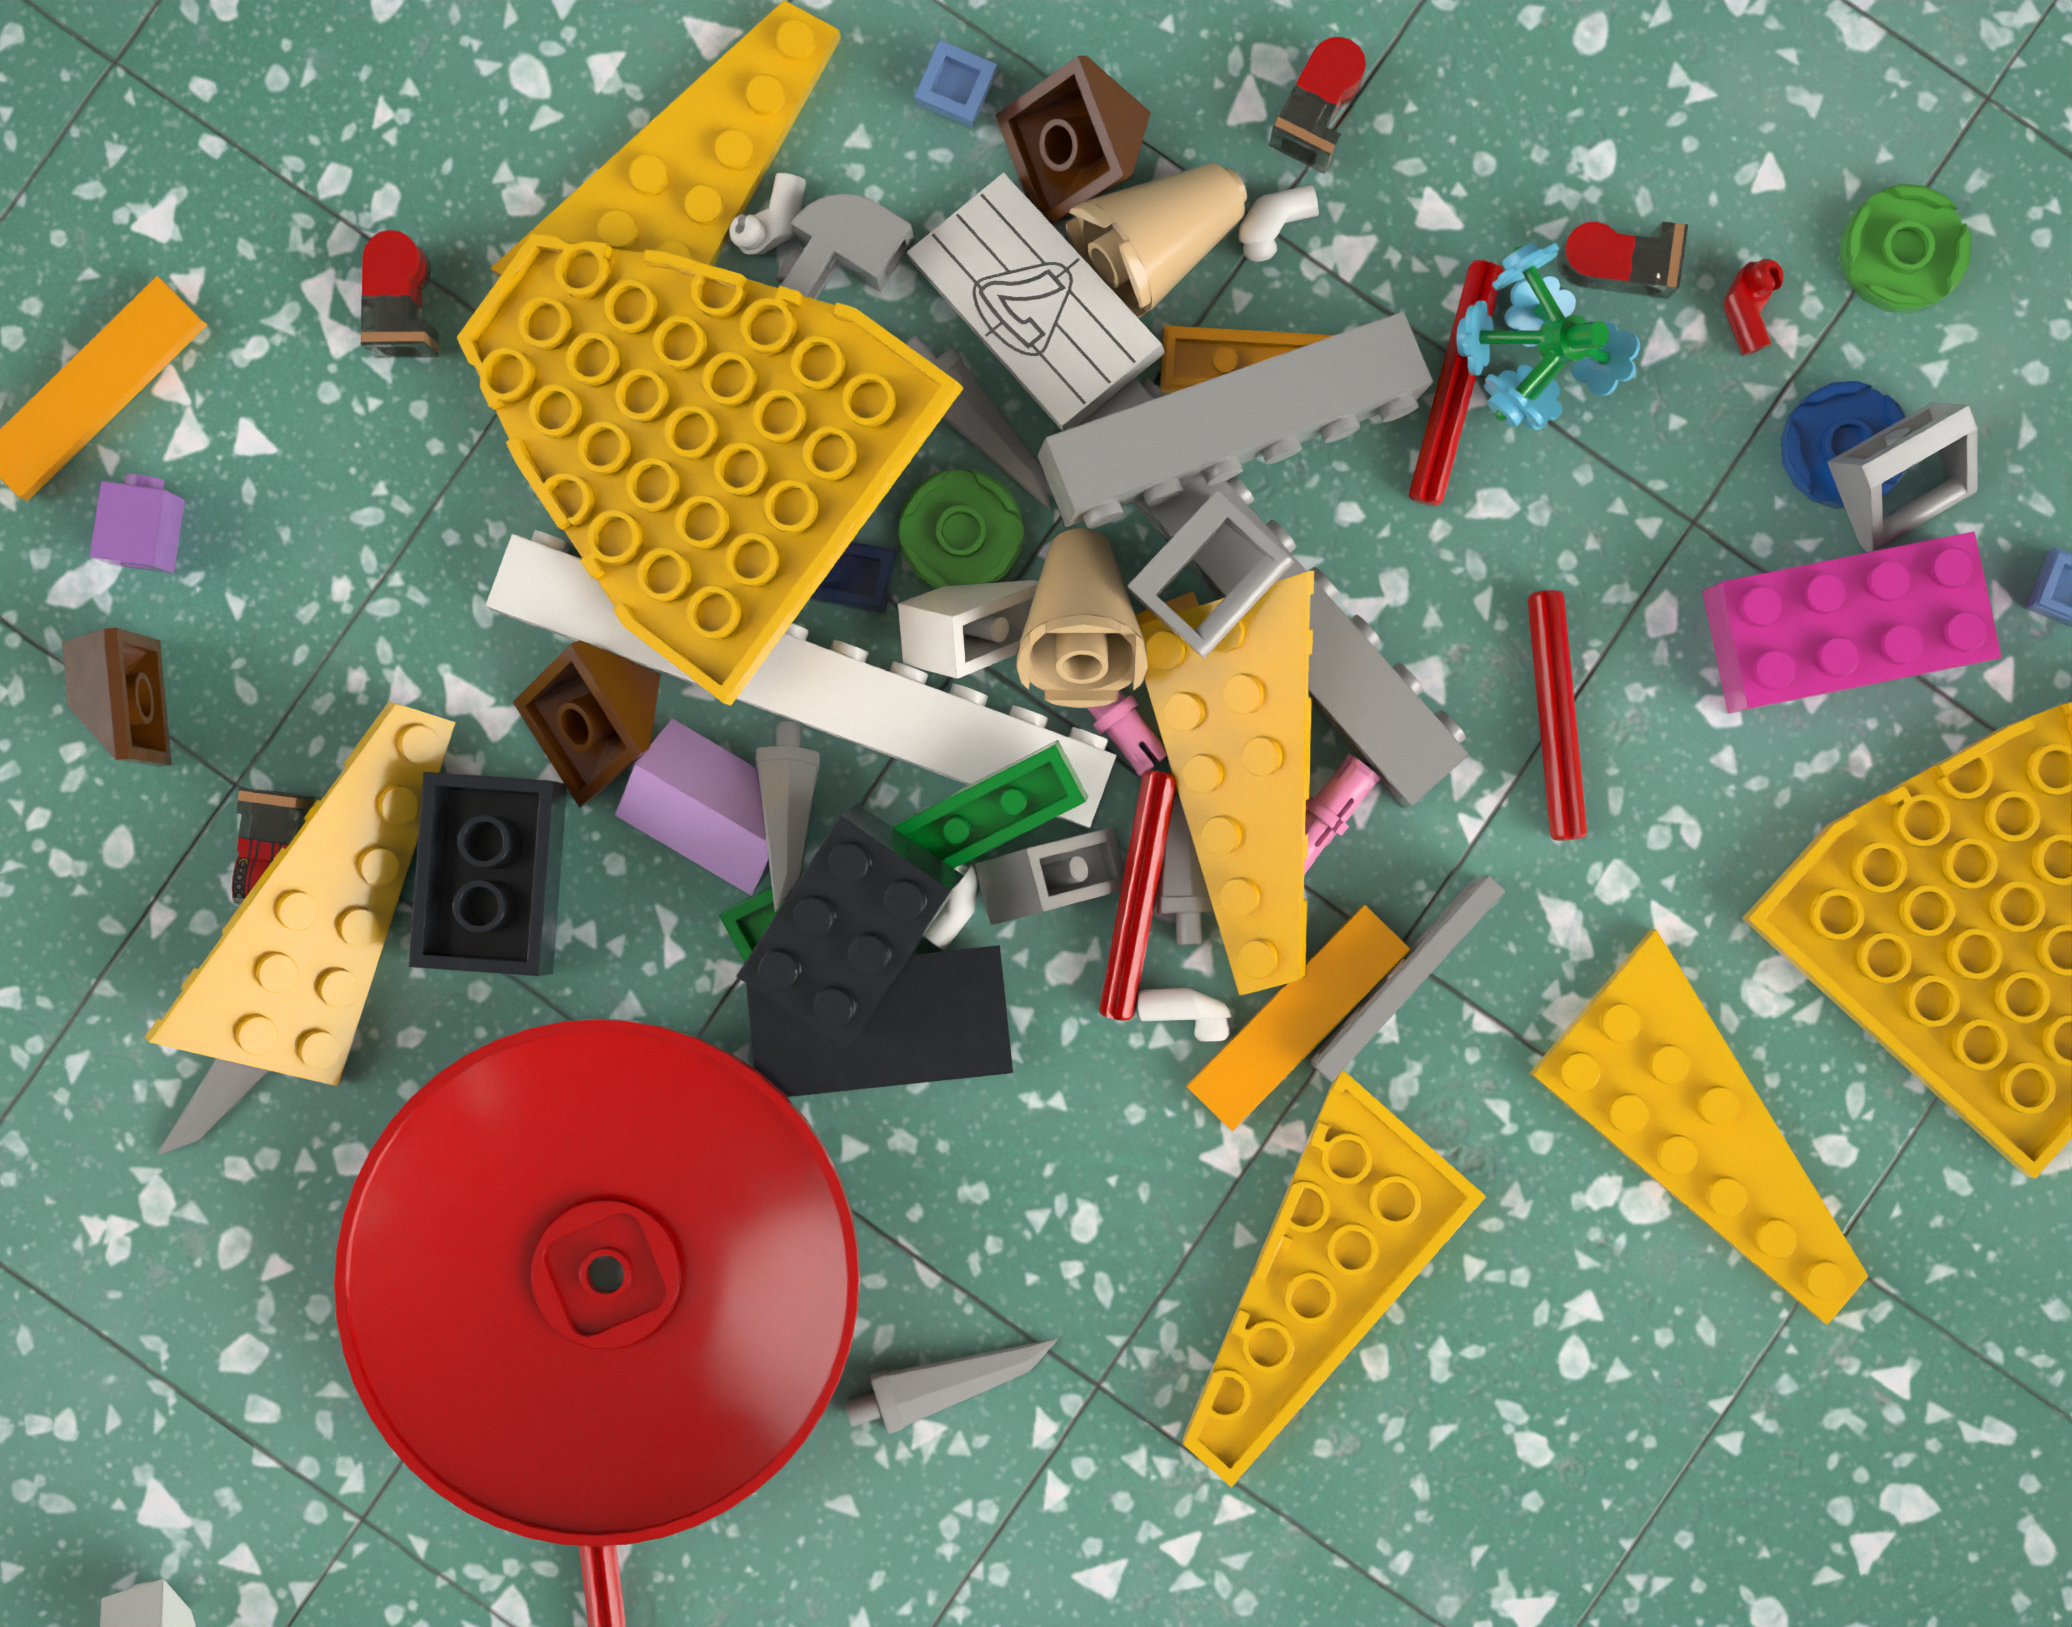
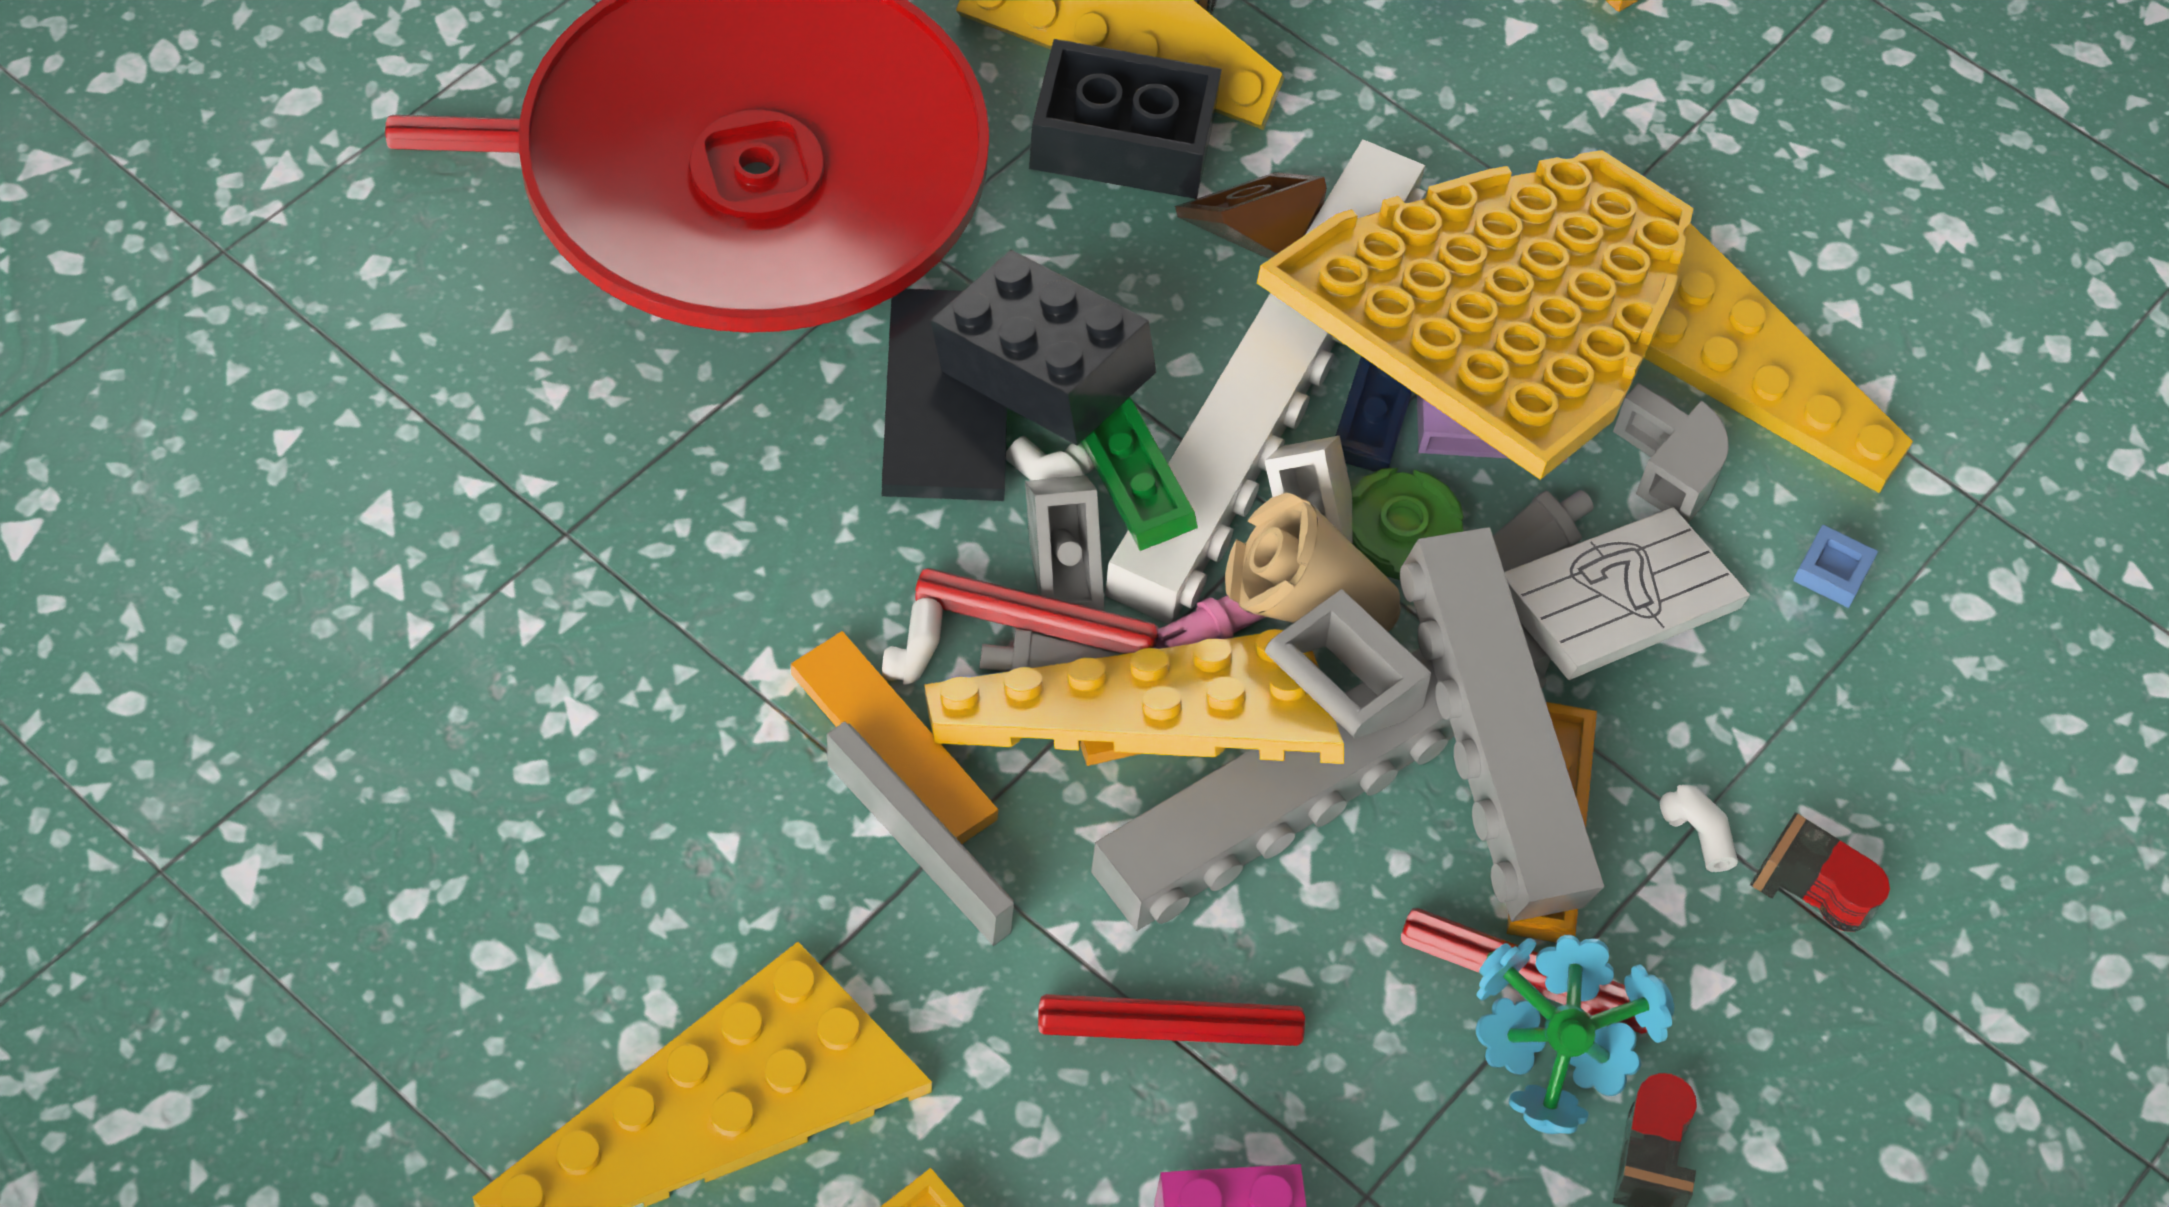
camera: 90 degrees right, 30 degrees down
(391, 298) = (1640, 126): leg -> none
(700, 805) = (1177, 280): lavender piece -> none
(772, 226) = (1694, 388): white arm -> none
(787, 796) = (1174, 337): light grey bar -> none
(925, 1389) = (595, 391): light grey bar -> none
(1073, 137) = (1787, 649): reddish brown slope -> none
(1156, 231) = (1689, 702): tan cone -> none
(1335, 804) = (1090, 784): bright pink pin -> none
(1343, 1247) = (647, 738): yellow wing -> none

